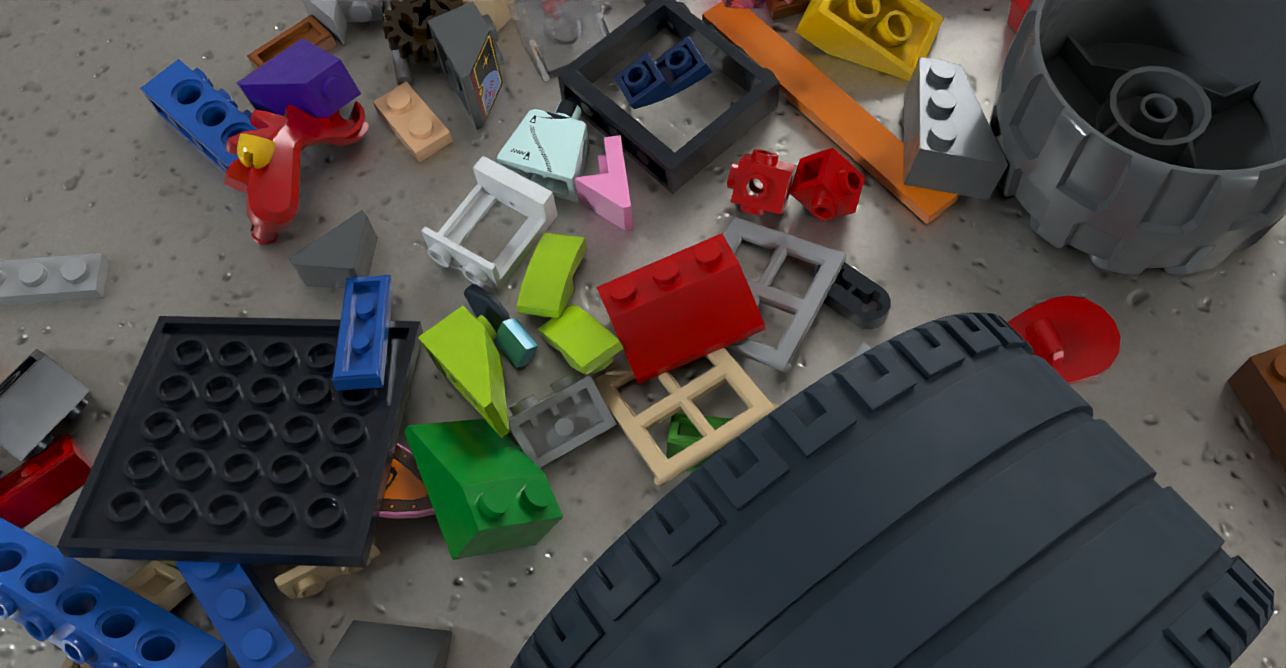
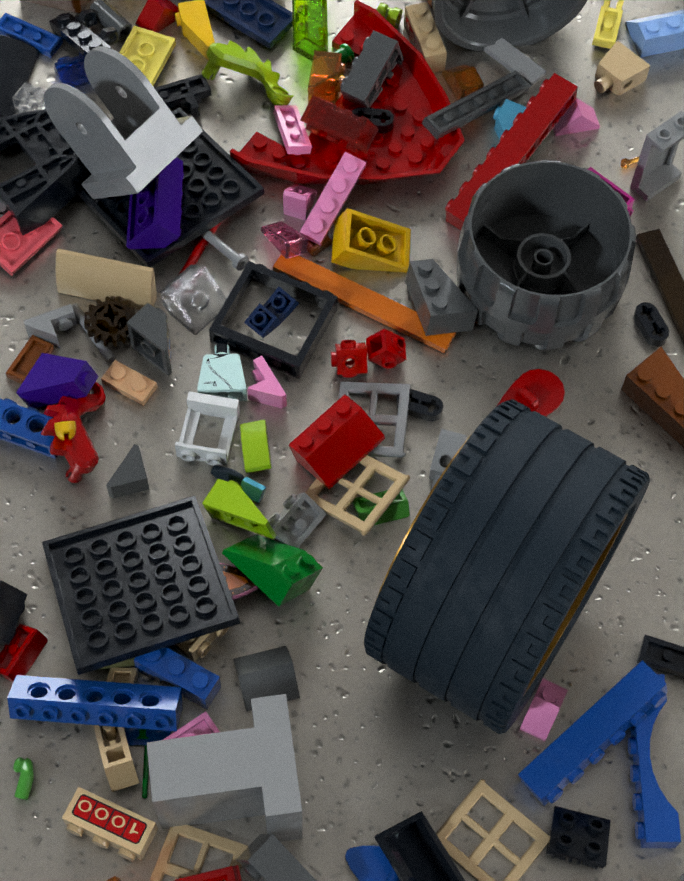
camera: 30 degrees left, 0 degrees up
(363, 333) = (169, 510): blue tile -> none
(581, 340) = (290, 475): lime slope -> none

